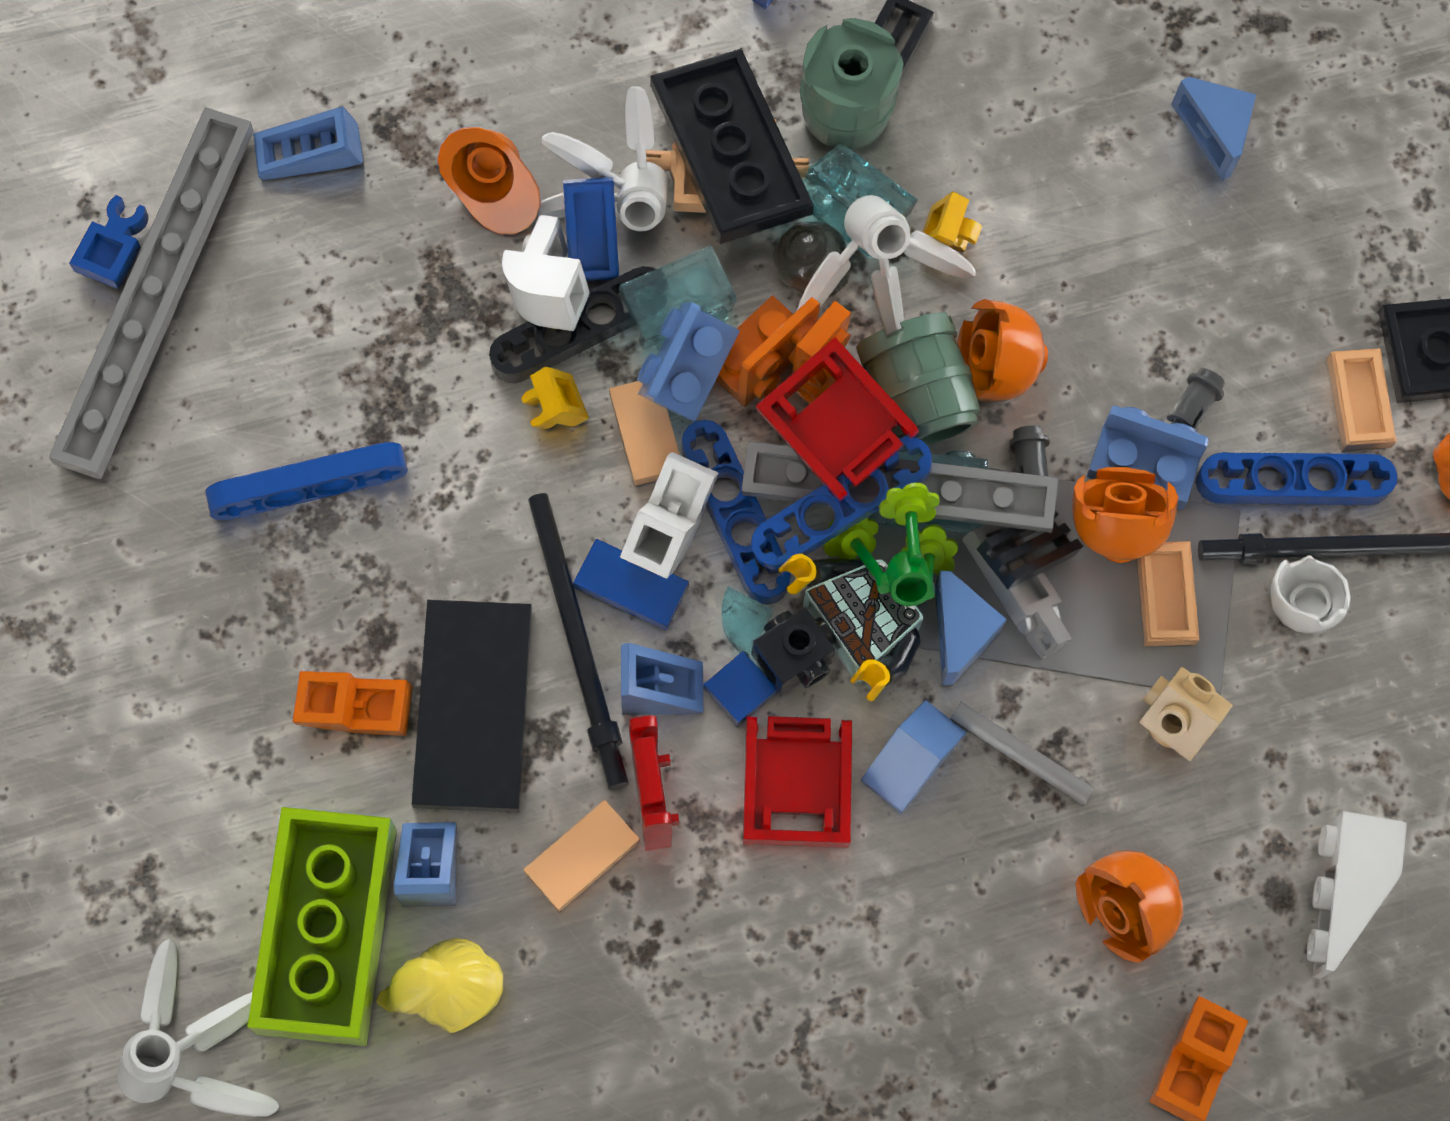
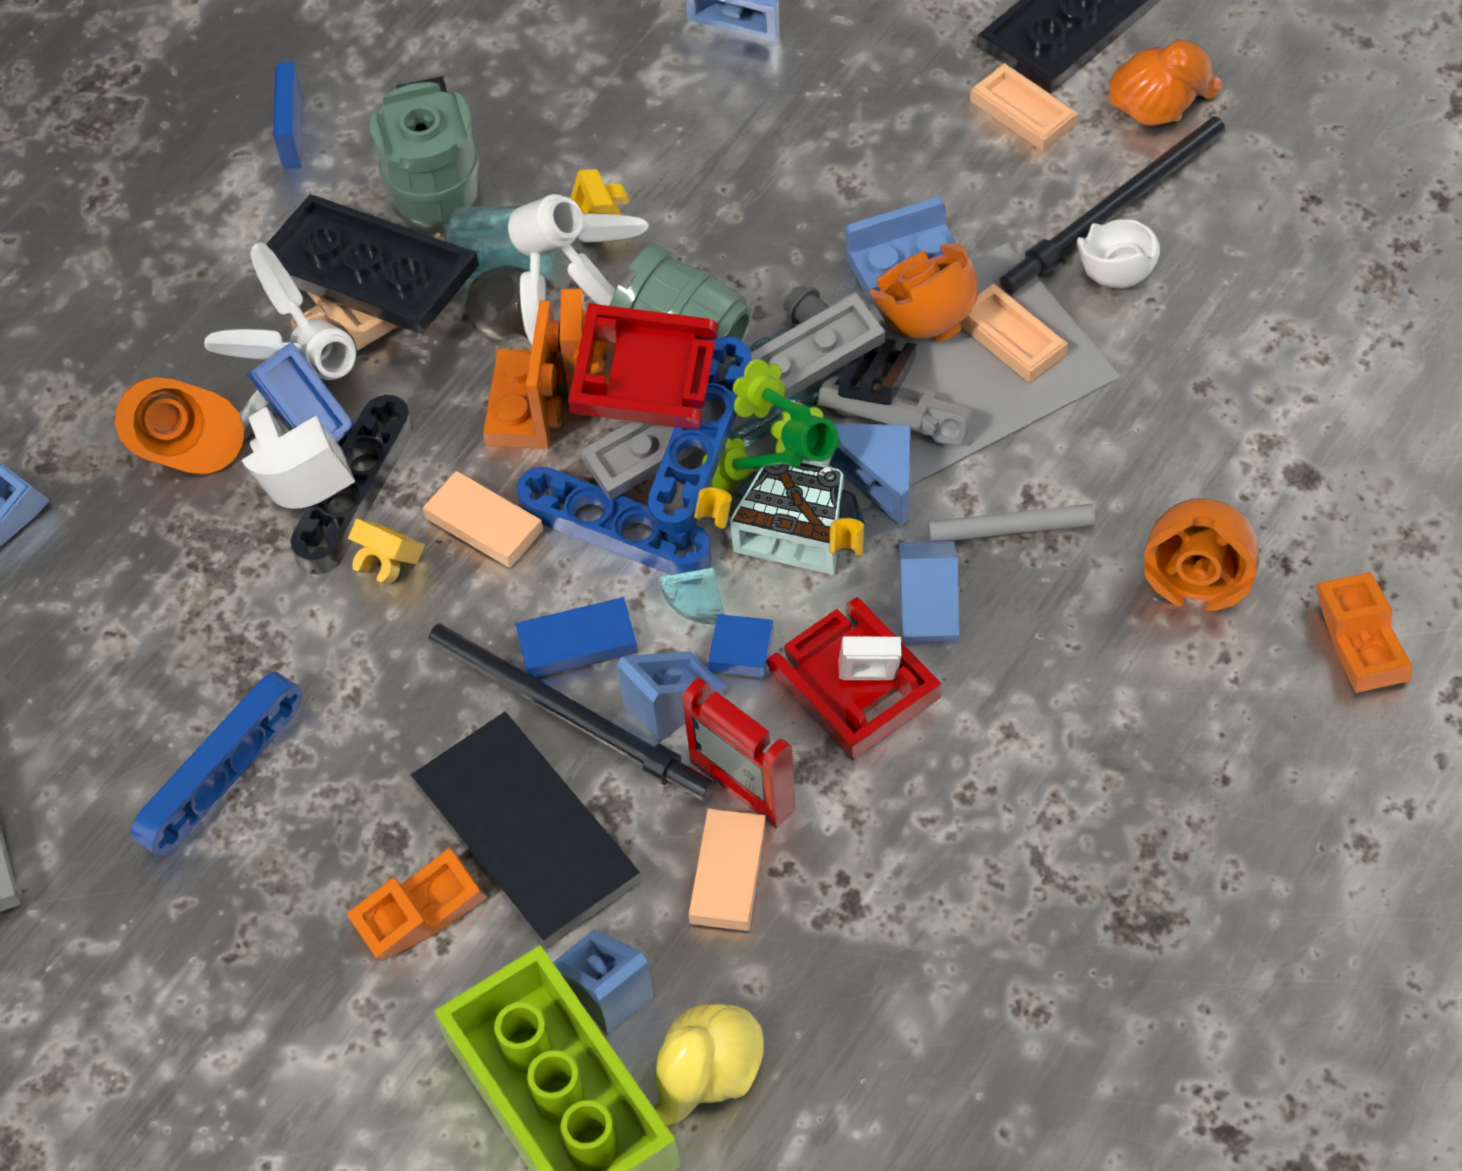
camera: 30 degrees left, 15 degrees down
(671, 517) = (564, 551): white brick -> none
(687, 360) = (473, 433): medium blue bracket -> none
(689, 279) = (424, 398): clear light blue bracket -> none
(778, 652) = (761, 576): black brick -> none
(812, 783) = (869, 658): none -> white tile
(1002, 350) = (725, 245): orange cylinder -> none
(1184, 712) = (1123, 405): tan brick -> none
(1198, 397) = (902, 180): dark grey pin -> none
(1295, 472) = (1023, 184): blue beam -> none
(1359, 872) = (1348, 412): white slope -> none

